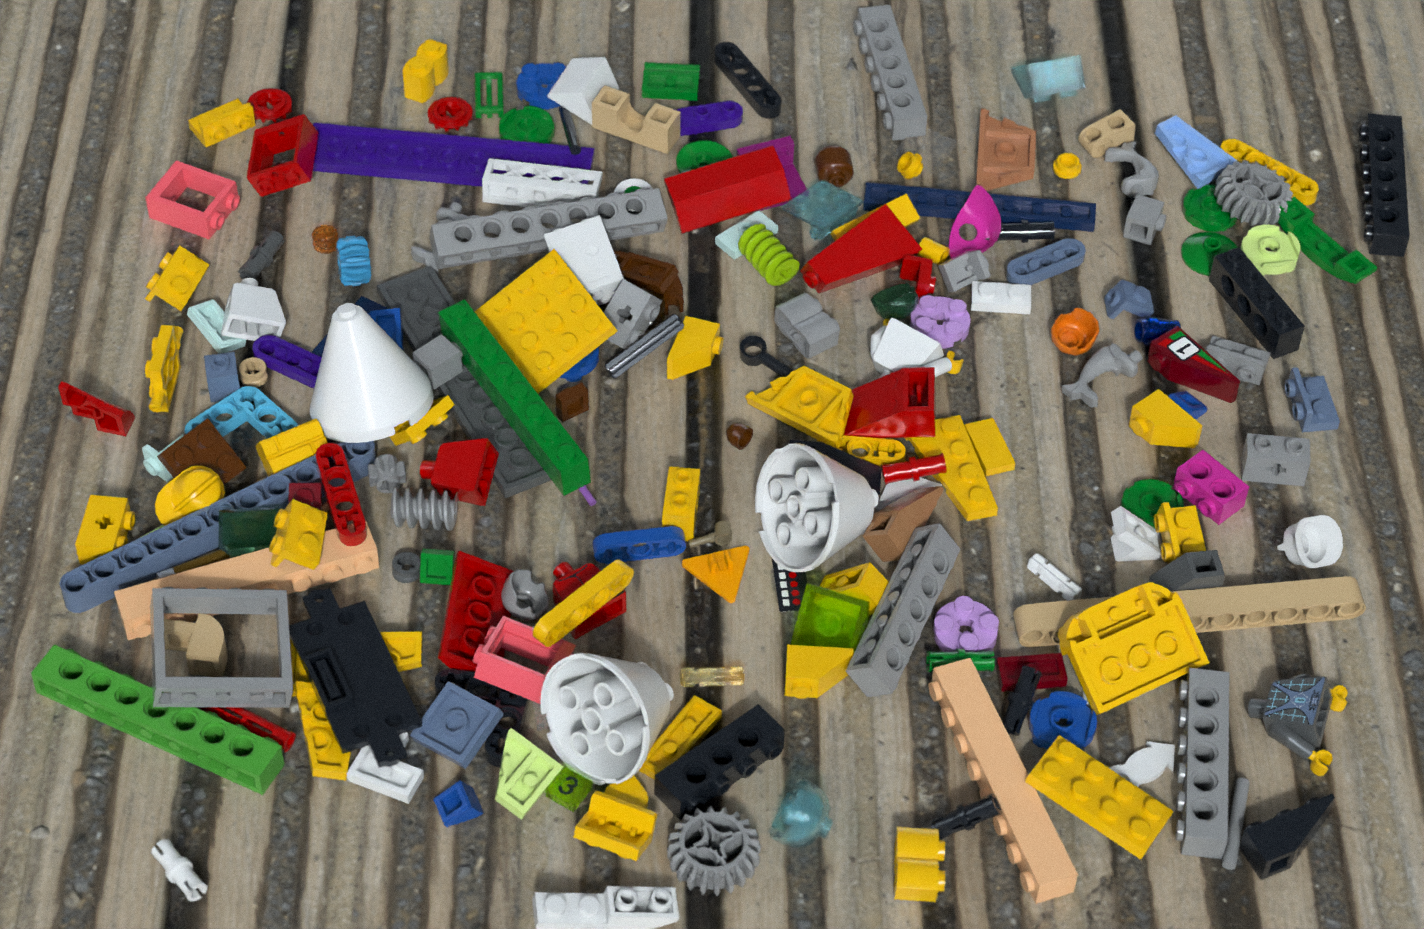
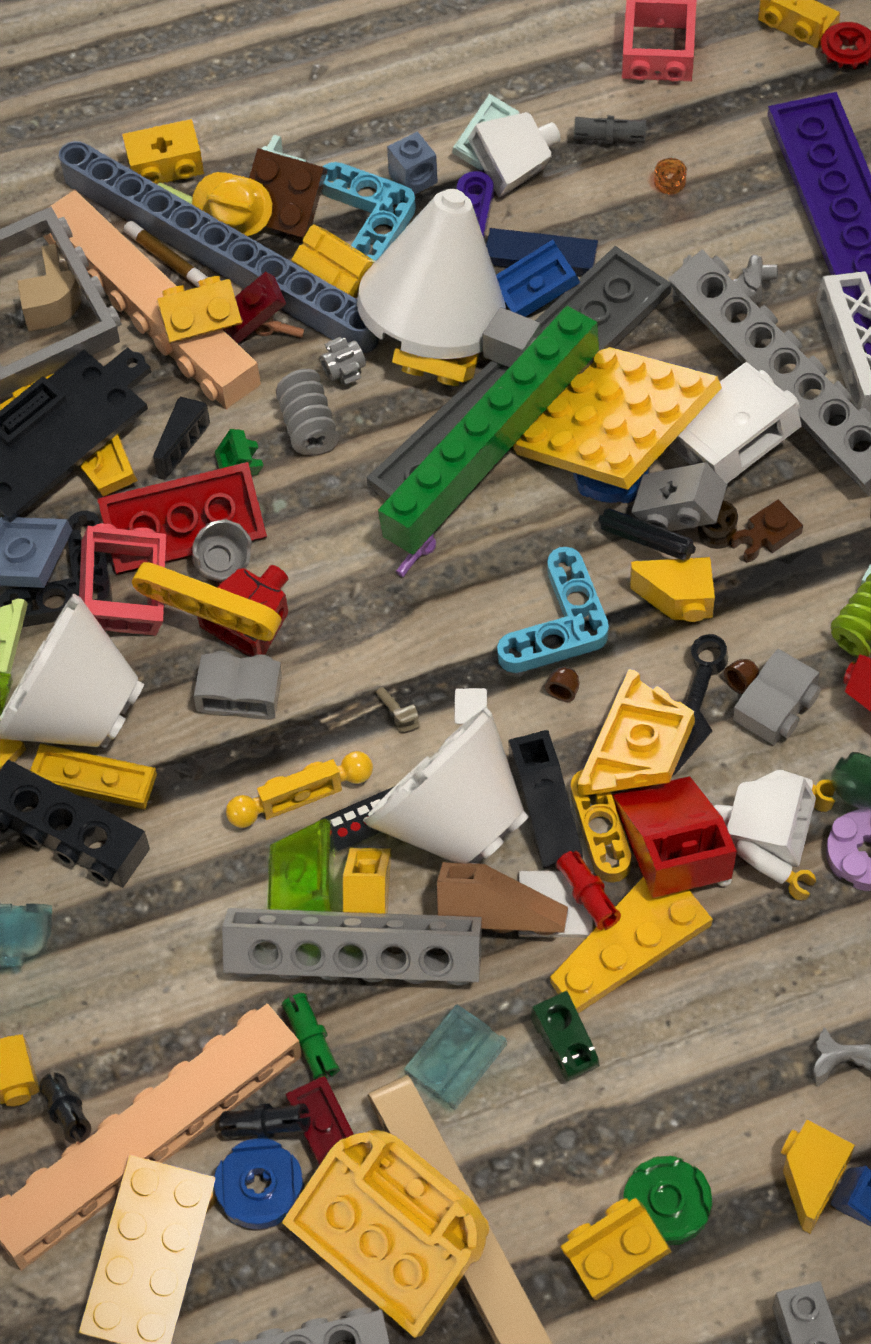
camera: 75 degrees right, 10 degrees up
(107, 416) = (317, 77): red slope -> none
(164, 367) = (390, 107): yellow plate -> none
(178, 278) = (539, 71): yellow bracket -> none
(246, 529) = (198, 259): clear green bracket -> none
(253, 364) = (438, 182): tan bush -> none
(268, 142) = (759, 82): red window -> none
(340, 494) = (271, 319): red beam -> none
(353, 260) = (634, 208): dark azure gear -> none
(395, 595) = (182, 431): none -> black slope
(398, 563) = (225, 421): dark grey bush -> none
(464, 469) = (369, 428): red torso -> none
(572, 402) = (531, 495): reddish brown plate -> none
(619, 545) = (347, 637): blue beam -> none
(646, 271) = (764, 490): reddish brown hinge -> none
(648, 621) = (238, 685): none -> light grey brick
(682, 499) = (422, 657): yellow brick -> none
(691, 418) = (569, 627): none -> medium azure beam
(712, 676) = (190, 778): clear yellow axle -> none
(720, 570) = (357, 730): light orange piece -> none
(726, 497) = (468, 703): none -> white sticker
(759, 647) = (299, 789): none -> yellow plate
(779, 339) = (741, 674): none -> reddish brown hinge
(814, 669) = (227, 873): yellow slope -> none
(965, 613) = (377, 1051): lavender plate -> none
(990, 447) = (678, 971): yellow tile -> none
(1007, 582) = (455, 1056): none -> clear light blue plate
(1016, 517) = (565, 1035): none -> dark green leg
(1054, 577) = (490, 1111): white axle -> none
(1133, 538) = (588, 1182): white slope -> none
(1147, 763) = (231, 1300): white brick -> none
(1191, 572) = (544, 1275): dark grey slope -> none
(1210, 487) = (731, 1267): dark pink brick -> none

